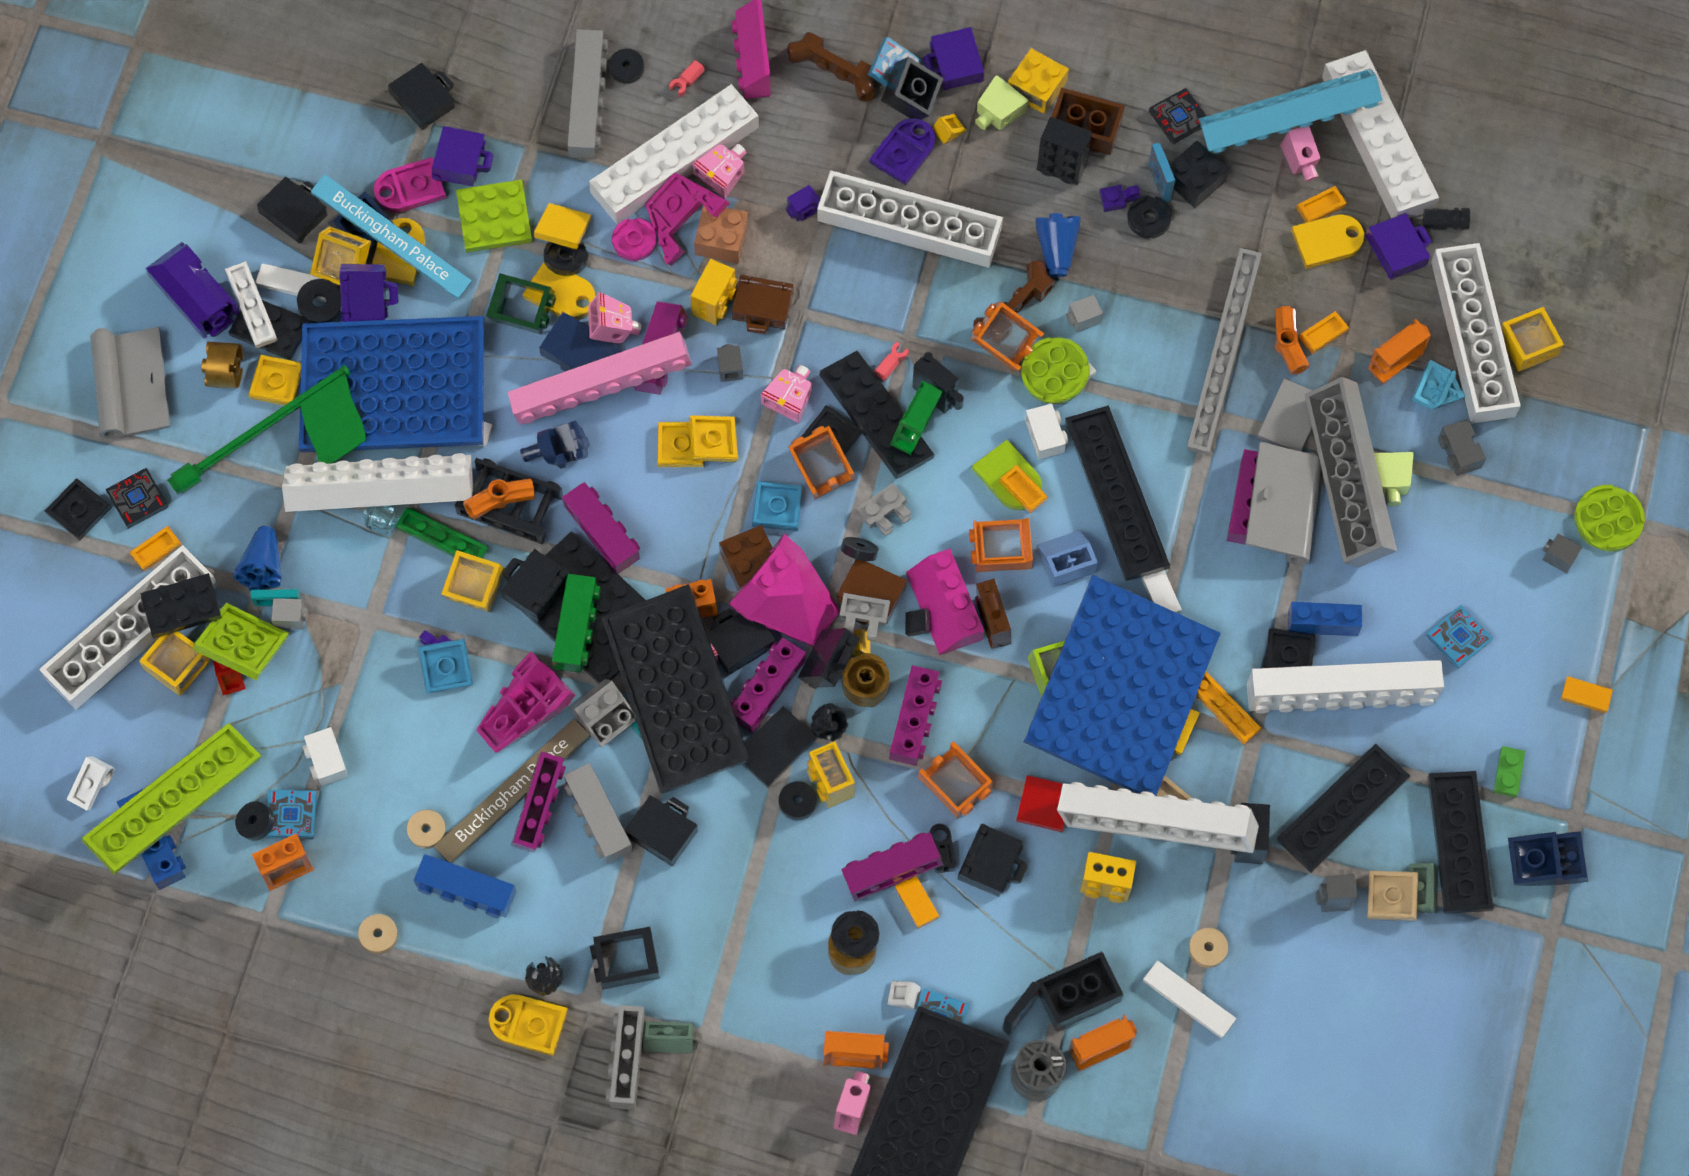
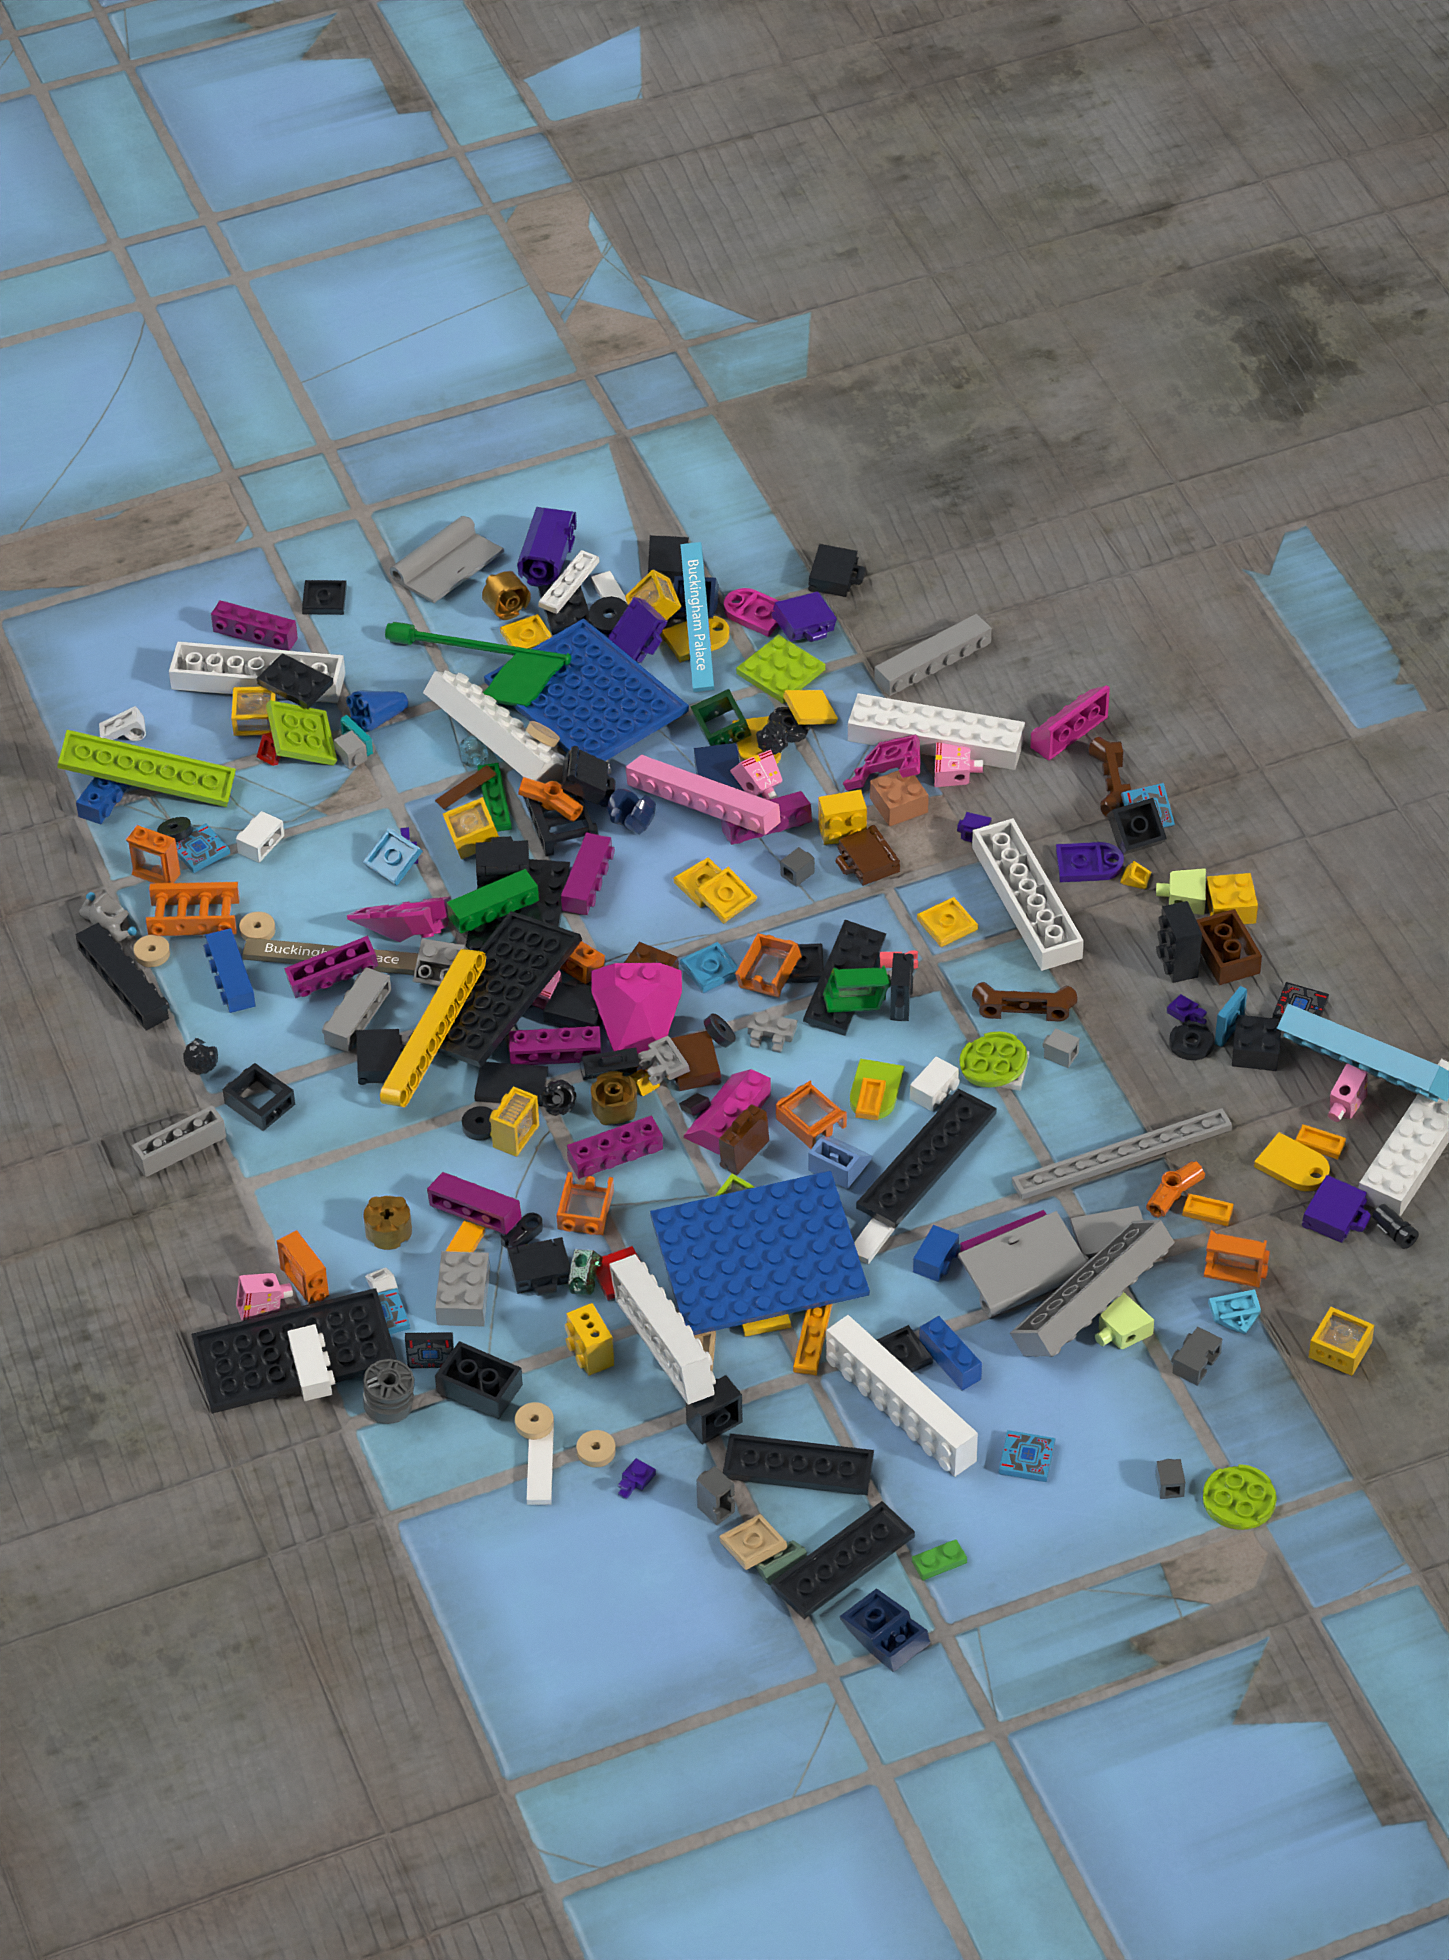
camera: 55 degrees right, 20 degrees down
(66, 591) = (254, 626): none -> magenta brick
(137, 498) = (362, 620): black tile -> none
(155, 548) = (326, 648): light orange tile -> none
(309, 945) = (107, 914): none -> light grey piece
(356, 847) = (192, 894): none -> orange fence
(391, 978) = (123, 976): none -> black brick
(411, 552) = (465, 787): none -> reddish brown sticker
(420, 451) = (542, 733): none -> tan piece
(500, 452) = (586, 776): none -> black piece
(530, 1023) = (160, 1077): yellow tile -> none
(580, 280) = (773, 738): none -> black piece
(629, 74) = (982, 665): black piece -> none
(634, 239) = (844, 755): dark pink tile -> none
(668, 1037) = (219, 1162): sand green slope -> none
(678, 768) = (432, 1028): none -> yellow beam
(687, 77) = (1010, 703): coral bar -> none
(788, 393) = (808, 914): bright pink torso -> none
(855, 948) = (398, 1216): black tile -> none
(879, 297) = (947, 922): none -> yellow tile
(955, 58) = (1196, 841): dark purple piece -> none
(963, 1112) = (311, 1362): none -> white brick
(970, 937) = (462, 1288): none -> light grey brick
(1005, 335) = (985, 1005): window -> none
(1029, 831) = (583, 1271): none -> clear green leg
(1058, 241) = (1103, 992): blue cone -> none
(1102, 1043) = (448, 1418): orange window -> none
(1151, 987) = (531, 1412): none -> tan piece
(1217, 556) = (936, 1253): none -> blue brick
(1261, 935) = (635, 1476): none -> dark purple plate
(1475, 333) = (1304, 1300): white brick -> none
(1586, 694) = (1061, 1573): light orange tile -> none

